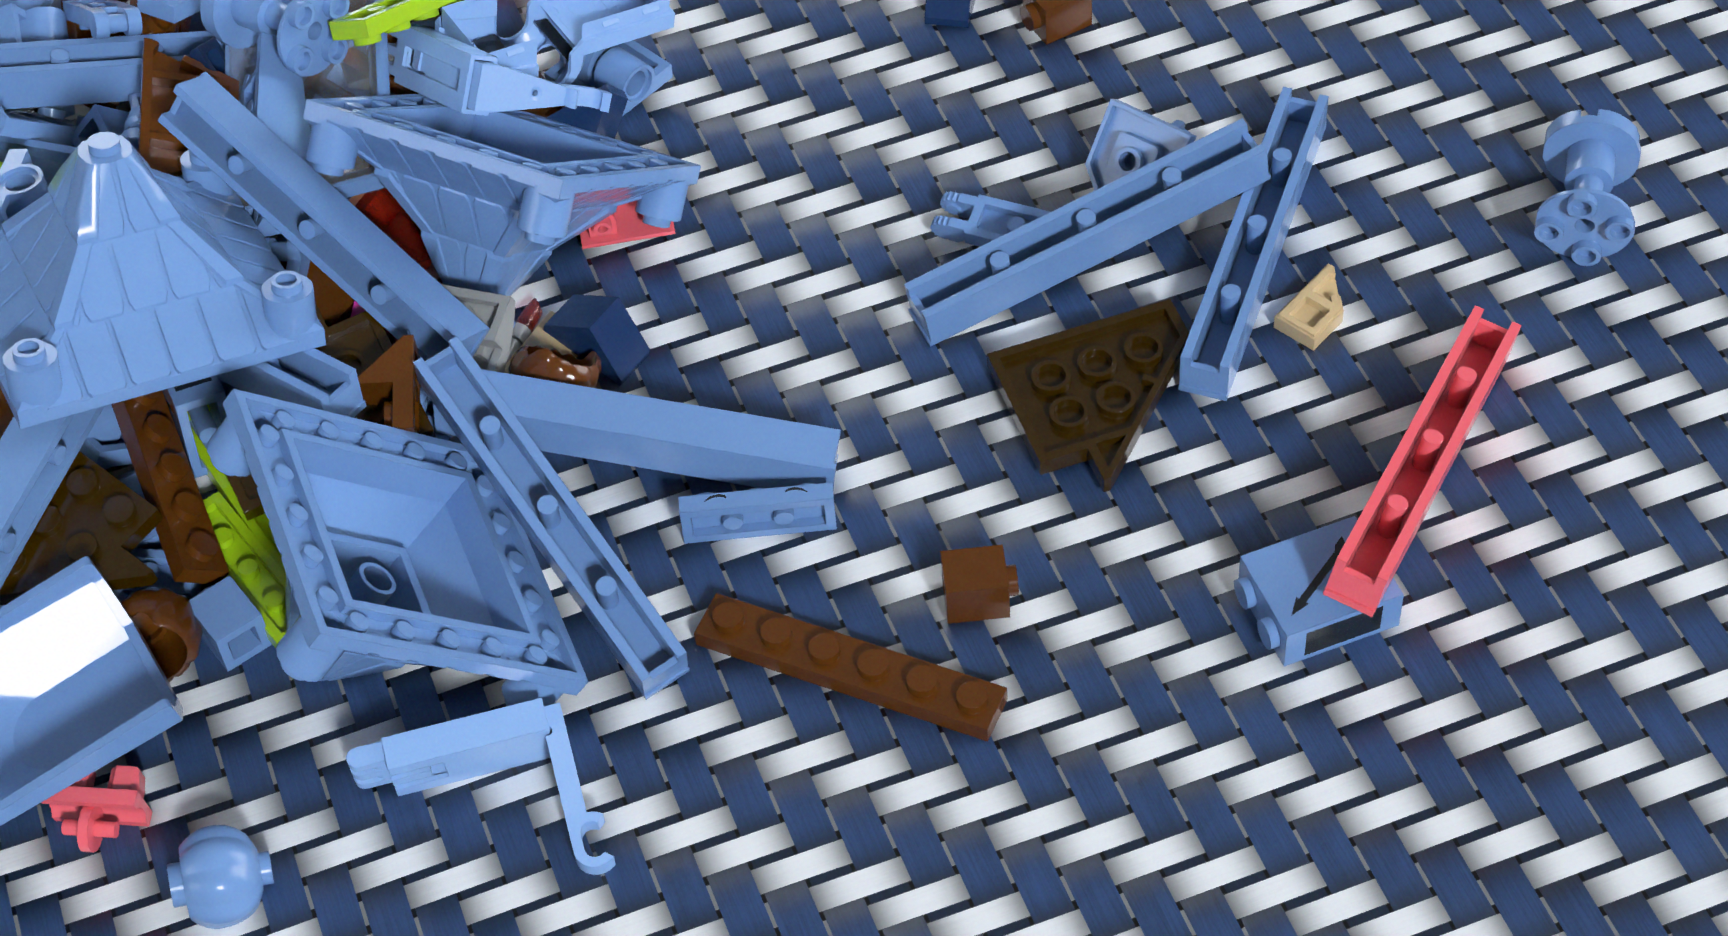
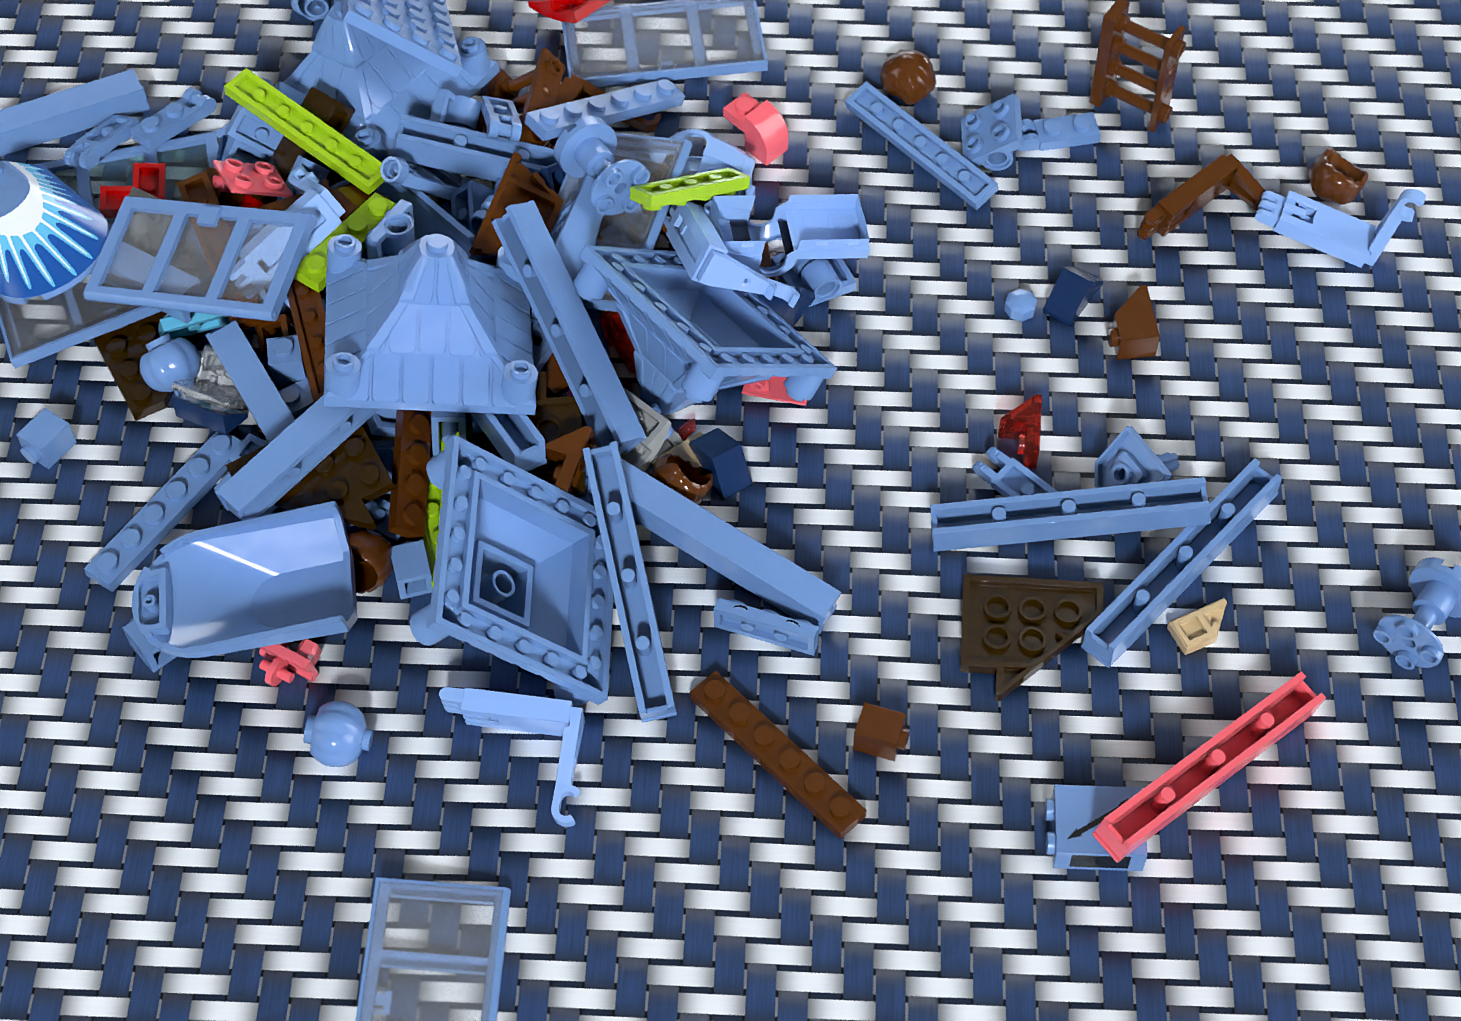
camera: 20 degrees right, 5 degrees up
(894, 22) = (1020, 305): none -> medium blue tile
(976, 155) = (1025, 426): none -> clear red slope

